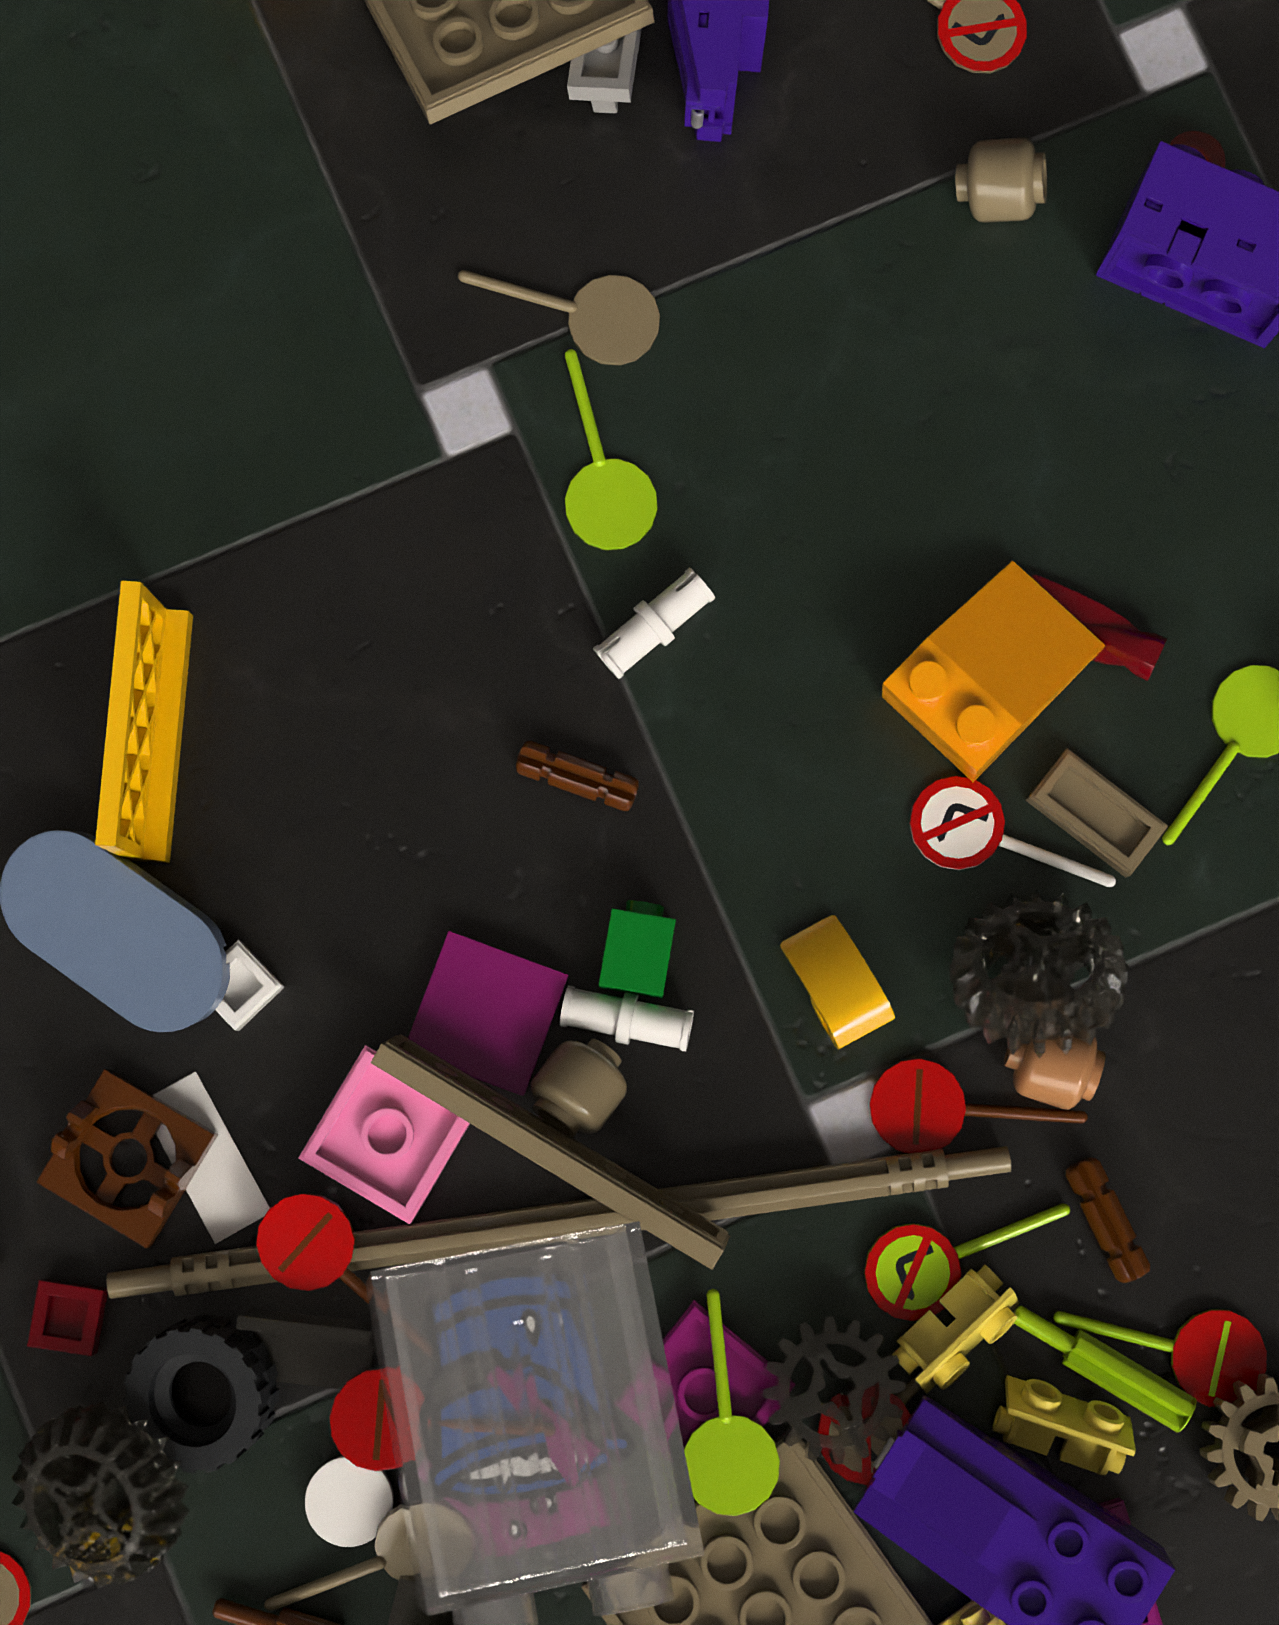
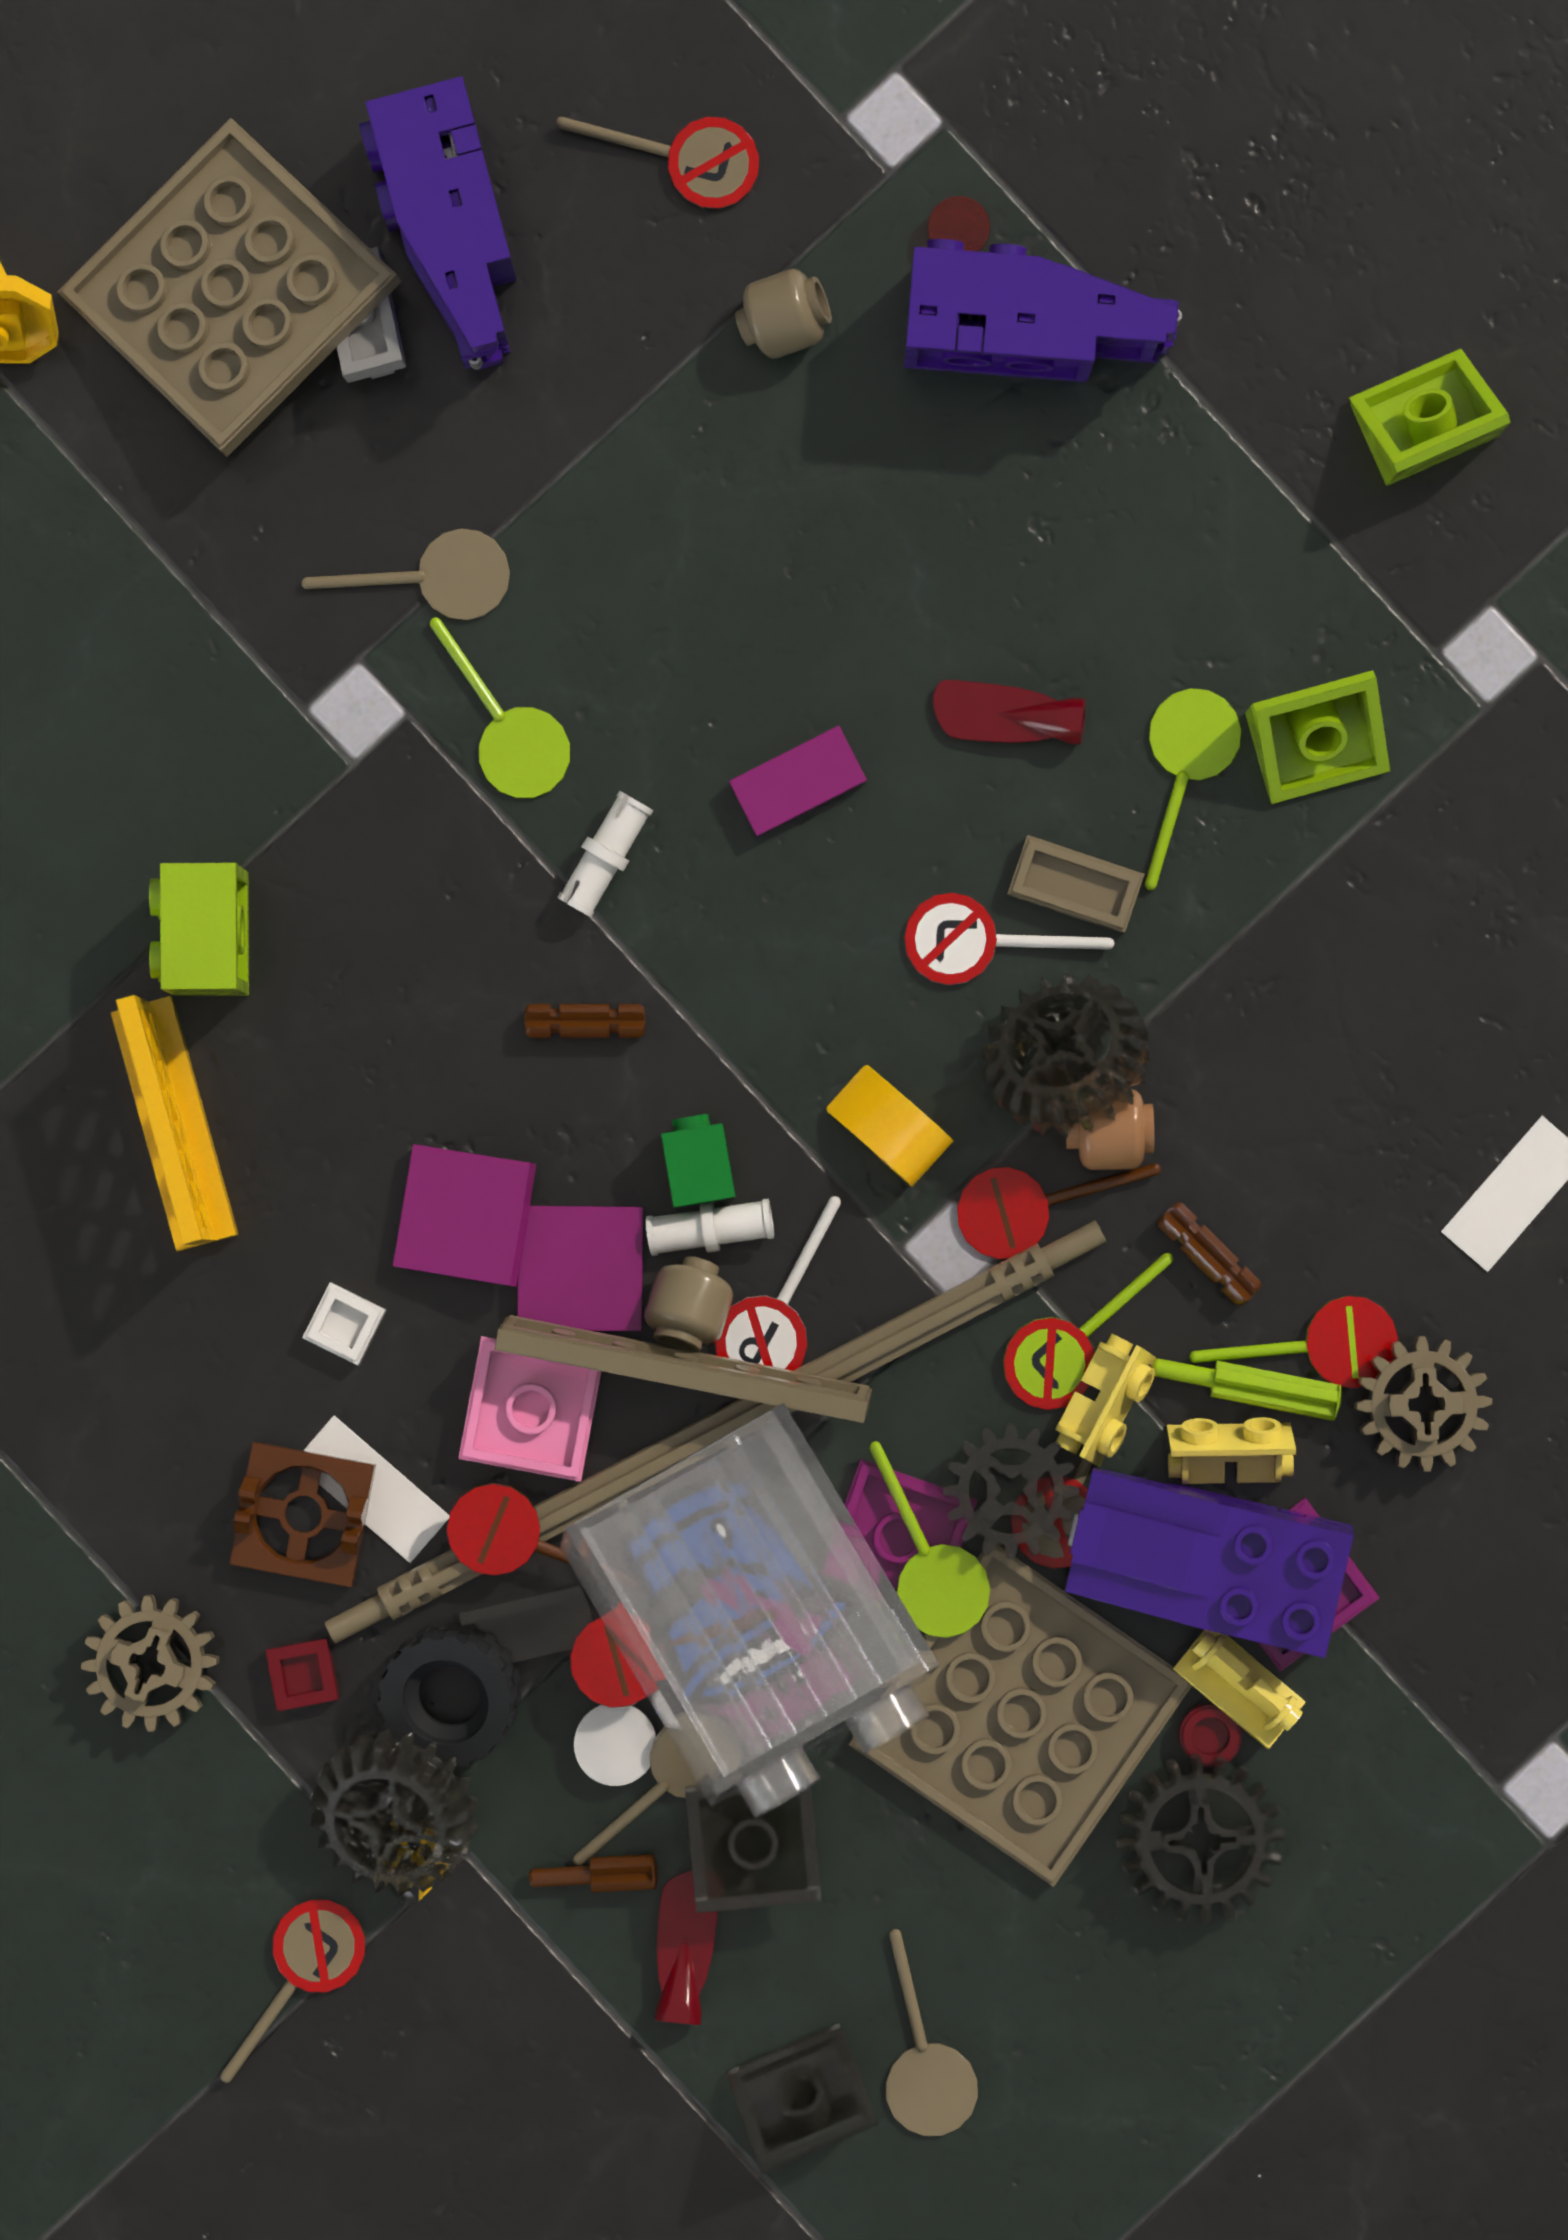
camera: 15 degrees left, 5 degrees up
(114, 930) = (214, 1313): sand blue tile -> none
(239, 552) = (201, 929): none -> lime brick
(392, 921) = (464, 1215): none -> magenta tile
(647, 1137) = (767, 1328): none -> piece
(862, 620) = (798, 781): none -> magenta tile
(990, 670) = (932, 785): light orange slope -> none

